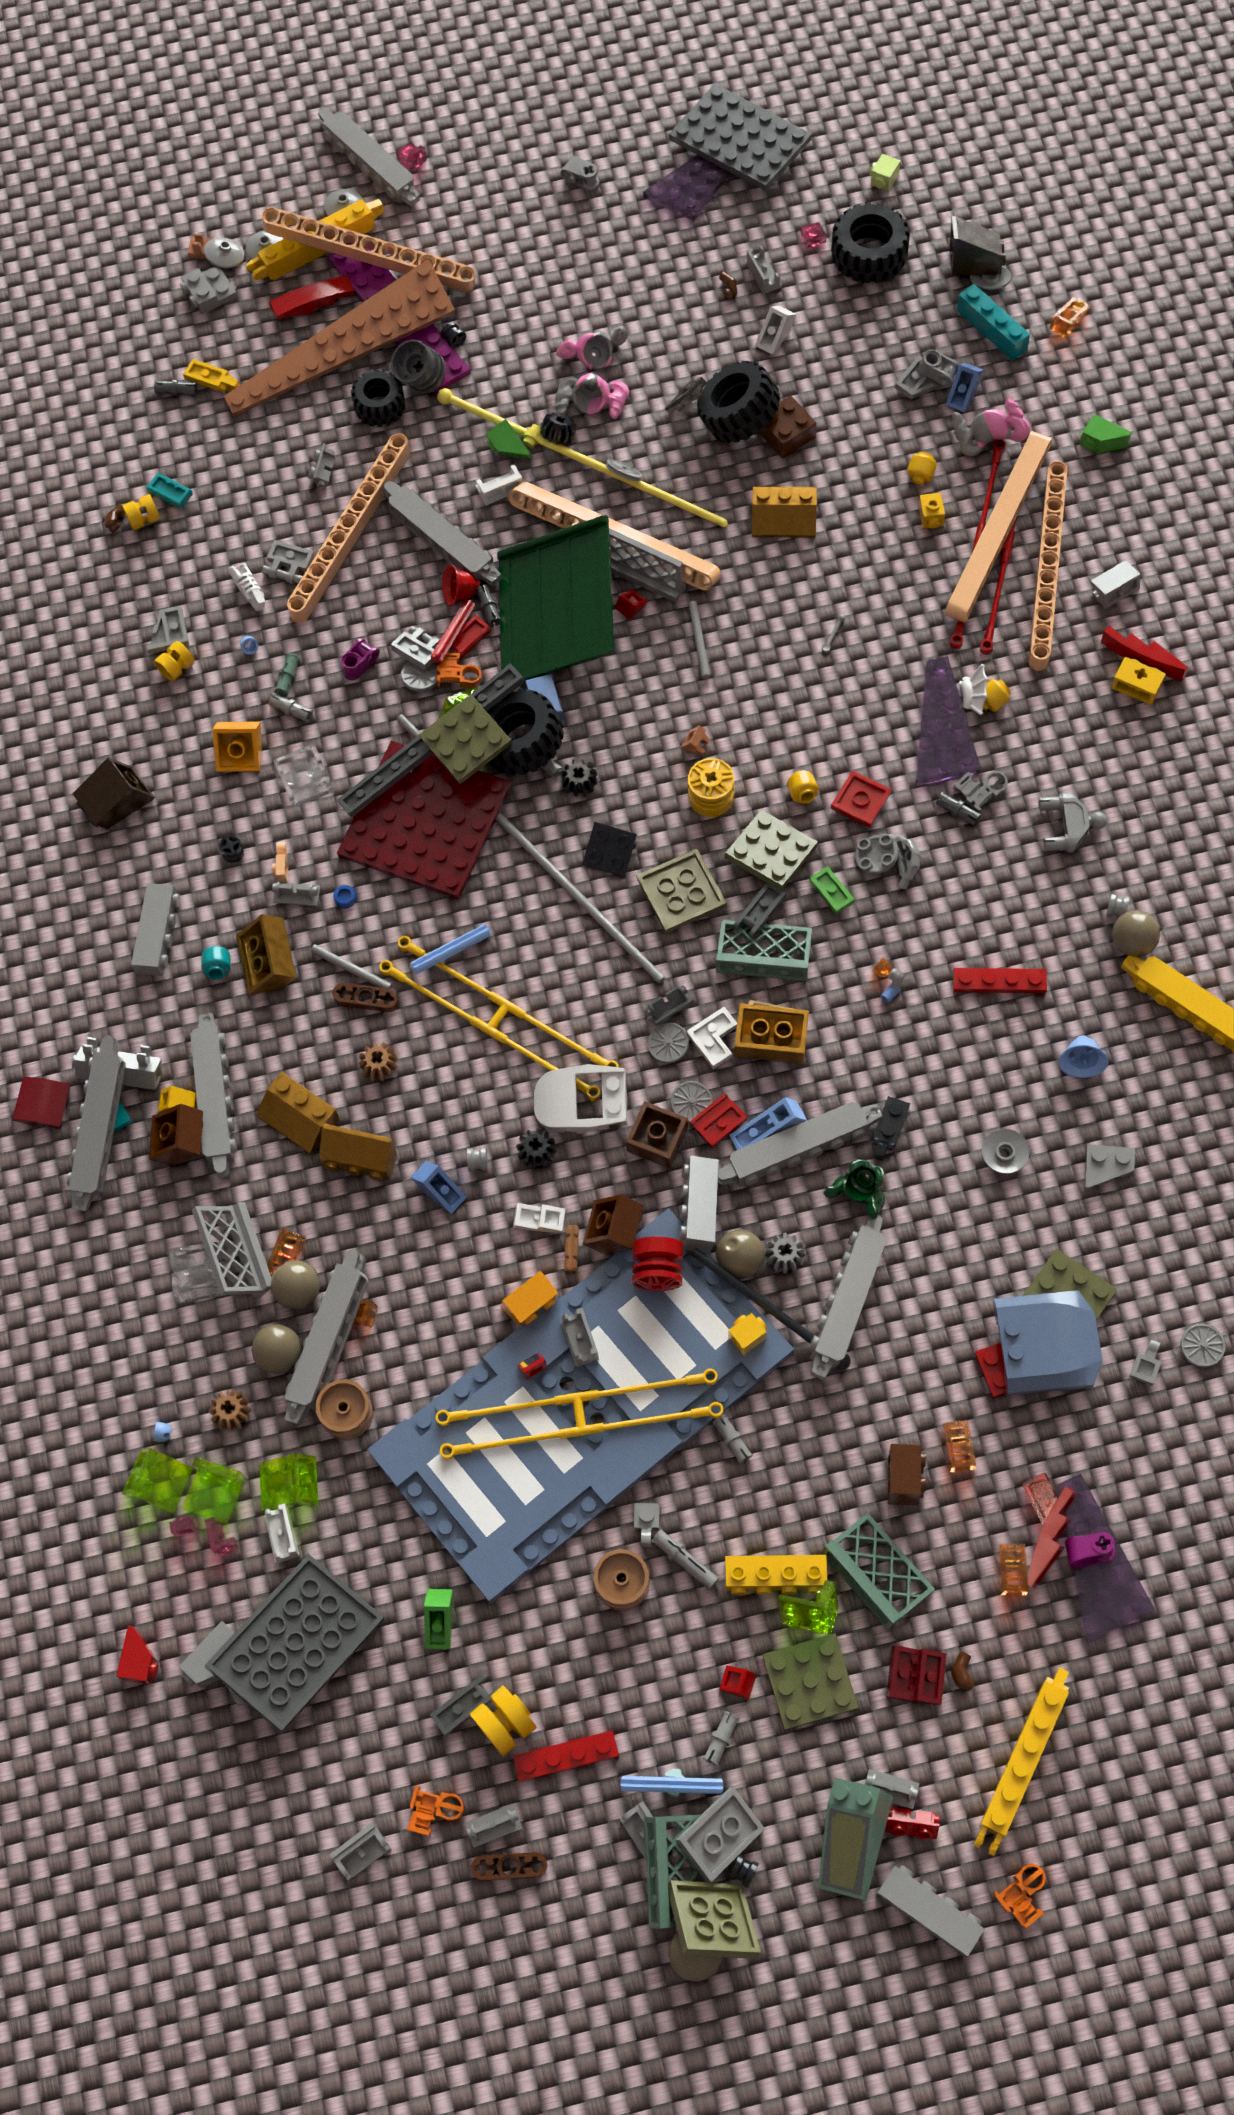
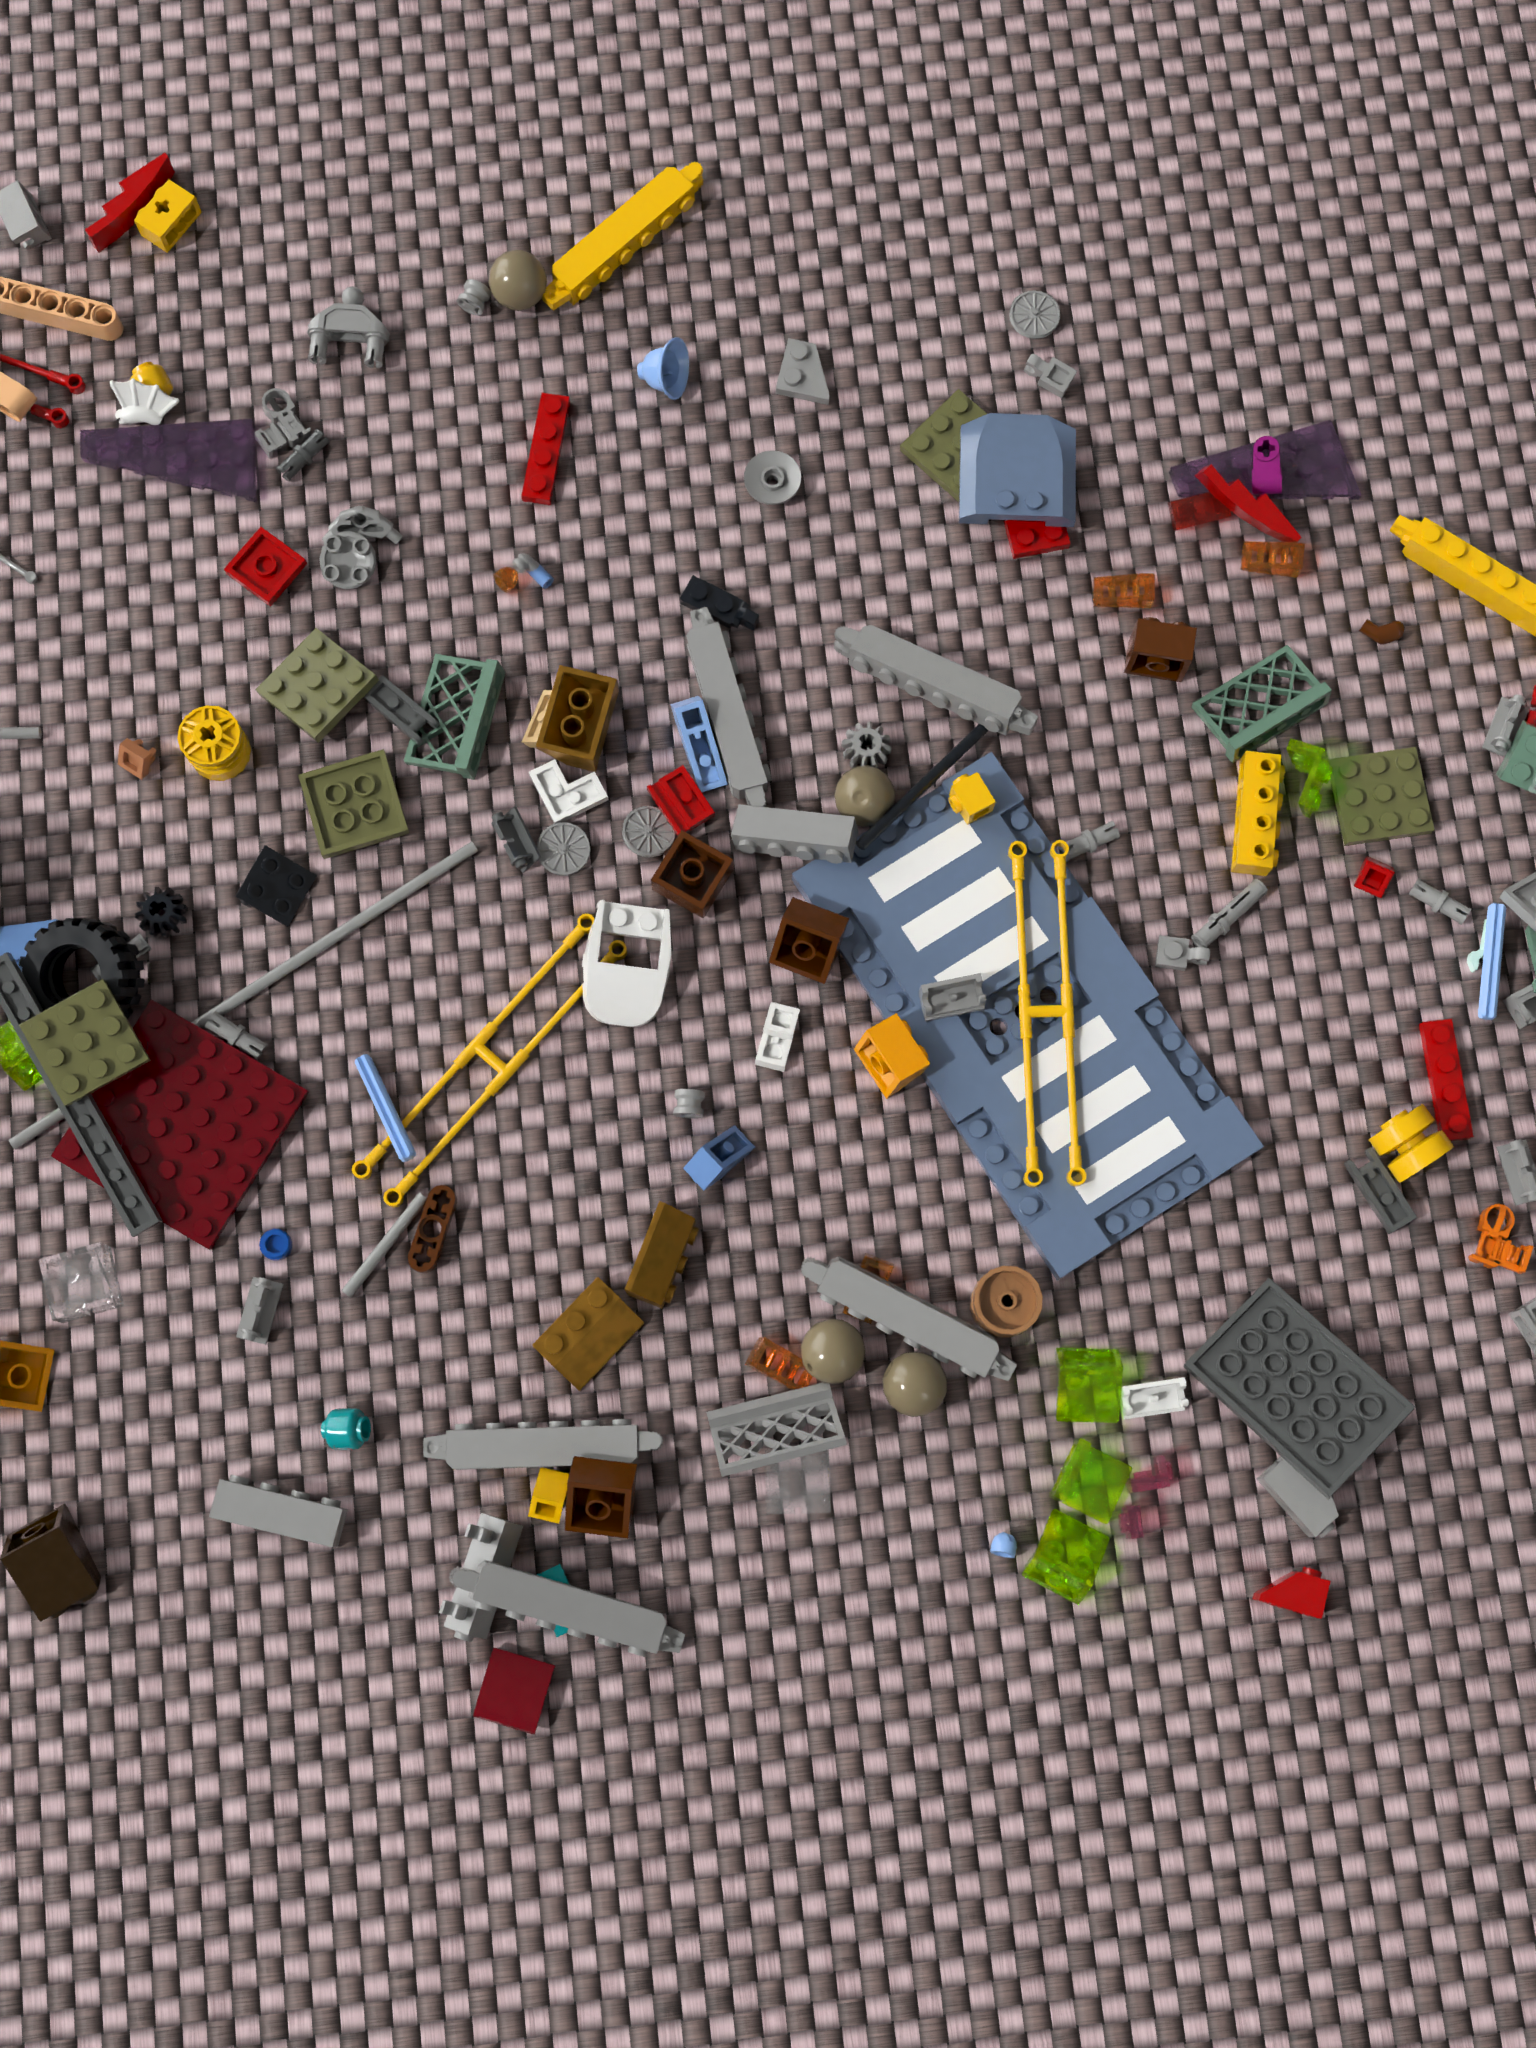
camera: 90 degrees left, 10 degrees up
(229, 843) = (165, 1396): black wheel -> none
(238, 1415) = (980, 1443): medium nougat gear -> none
(265, 955) = (347, 1359): pearl gold slope -> none
(280, 868) = (217, 1328): light nougat plate -> none
(378, 1069) = (527, 1229): medium nougat gear -> none
(438, 1618) = (1275, 1210): bright green slope -> none
(493, 842) = (236, 1035): none -> light grey pin
(532, 1366) = (978, 1060): red slope -> none
(536, 1157) = (678, 1020): black gear -> none
(571, 1248) = (823, 1001): medium nougat axle -> none
(614, 1566) = (1267, 977): medium nougat wheel -> none
(657, 1263) = (875, 888): red wheel -> none
(802, 787) = (234, 633): yellow head -> none
(832, 890) = (388, 621): bright green plate -> none
(859, 1187) = (797, 644): dark green hair -> none
(916, 1675) = (1382, 680): dark red slope -> none

